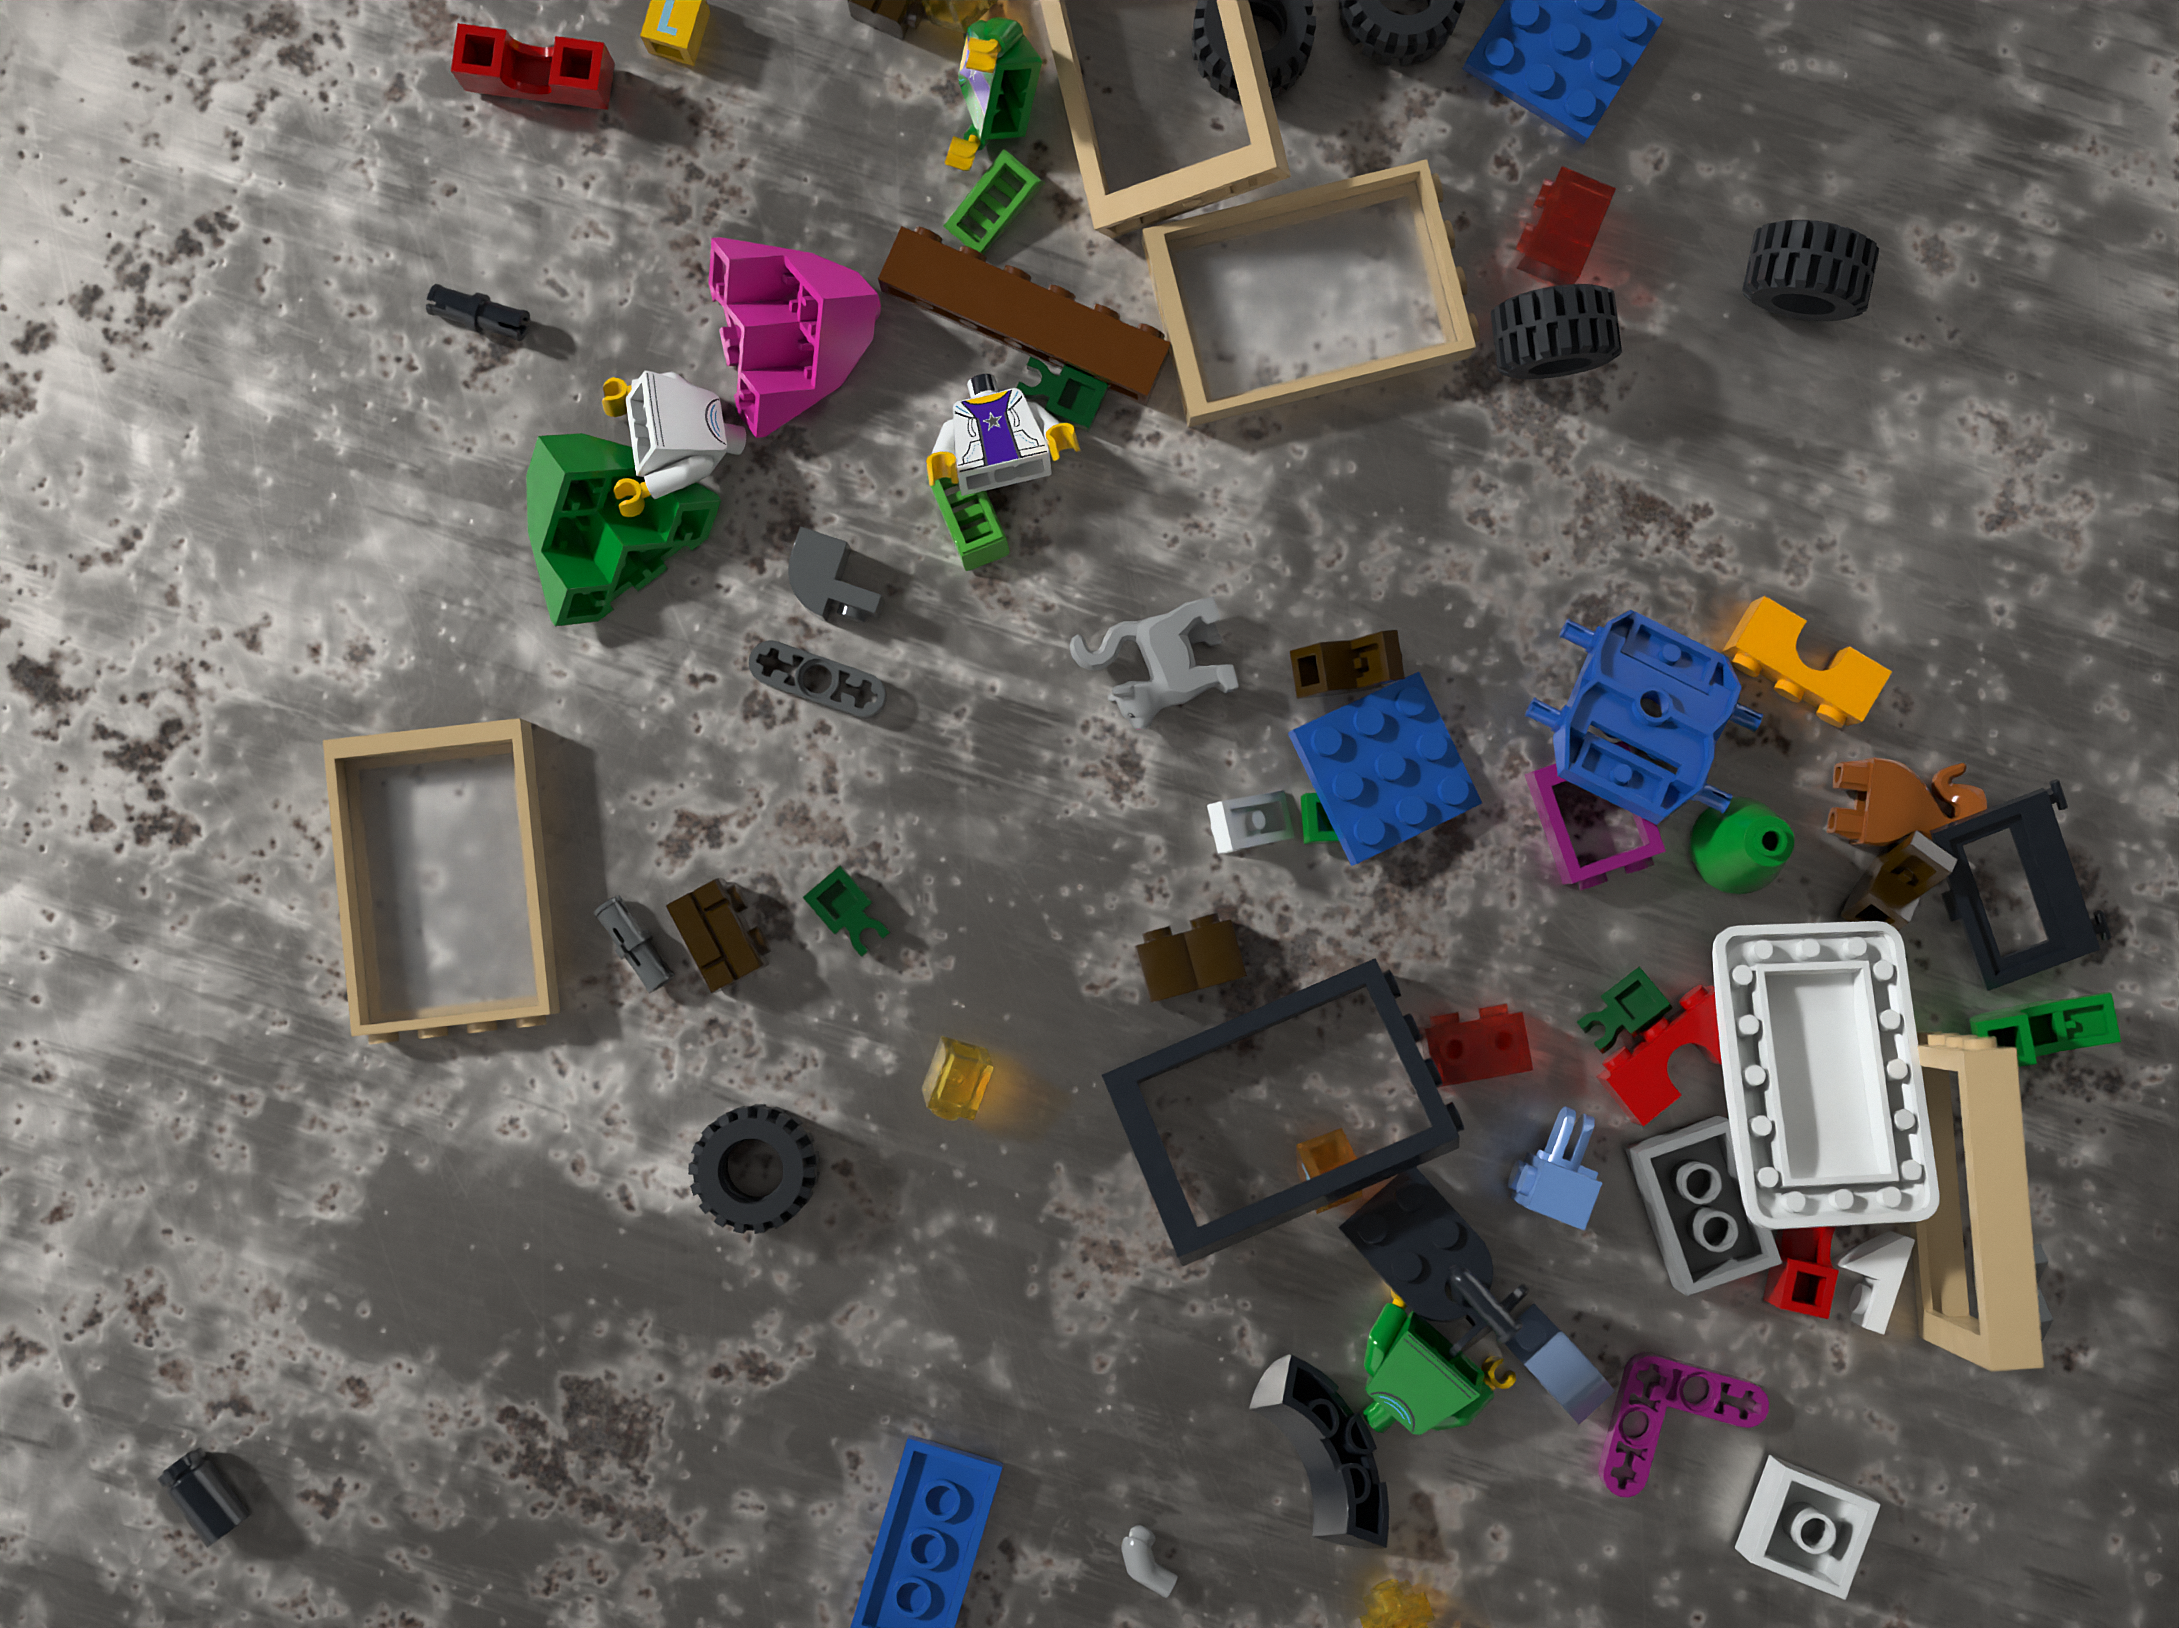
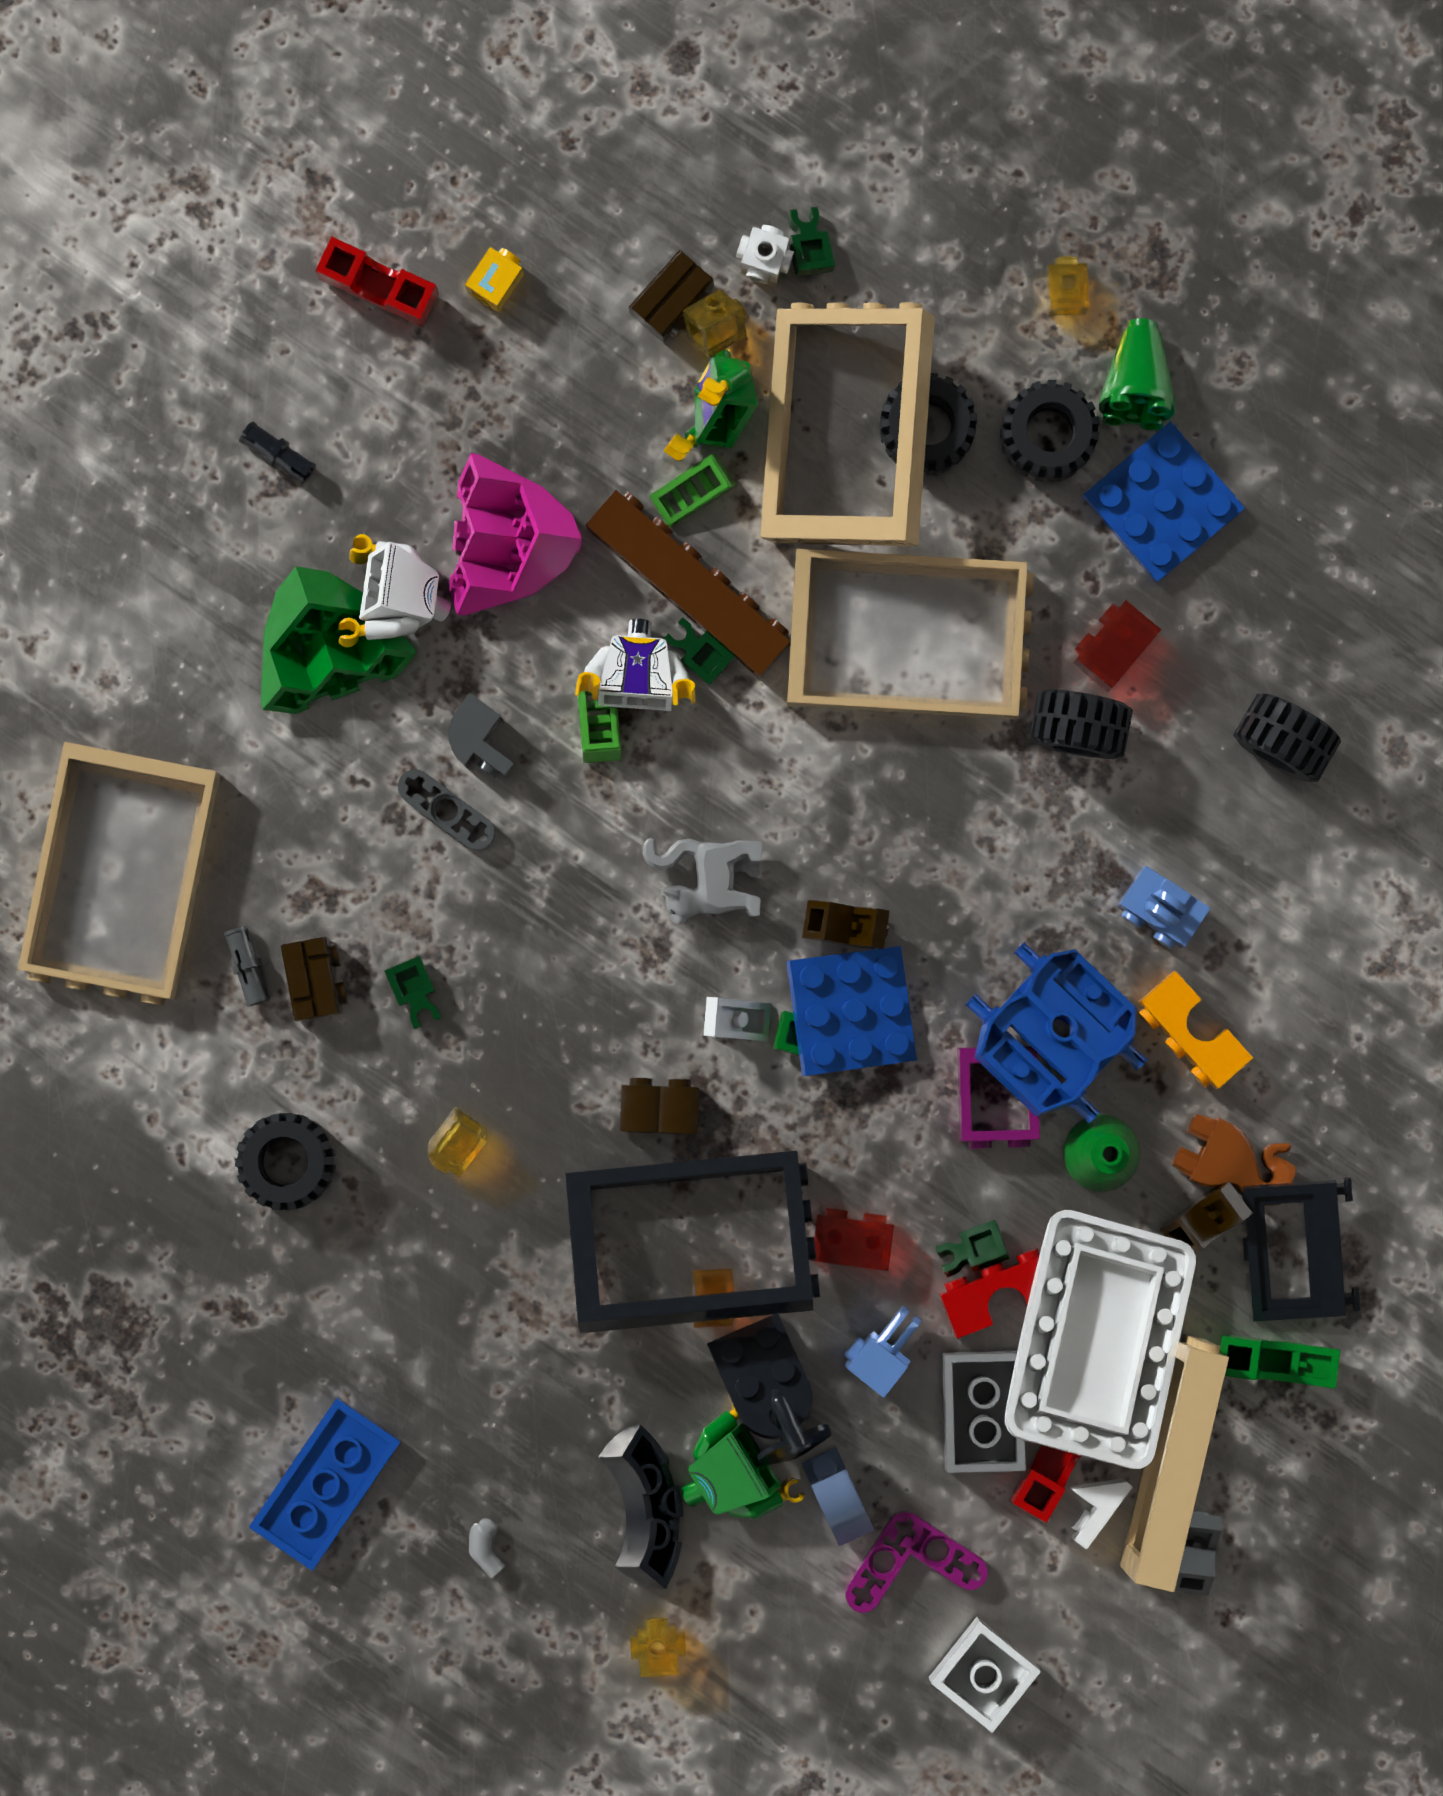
camera: 20 degrees right, 0 degrees up
(1720, 526) = (1163, 908): none -> medium blue brick

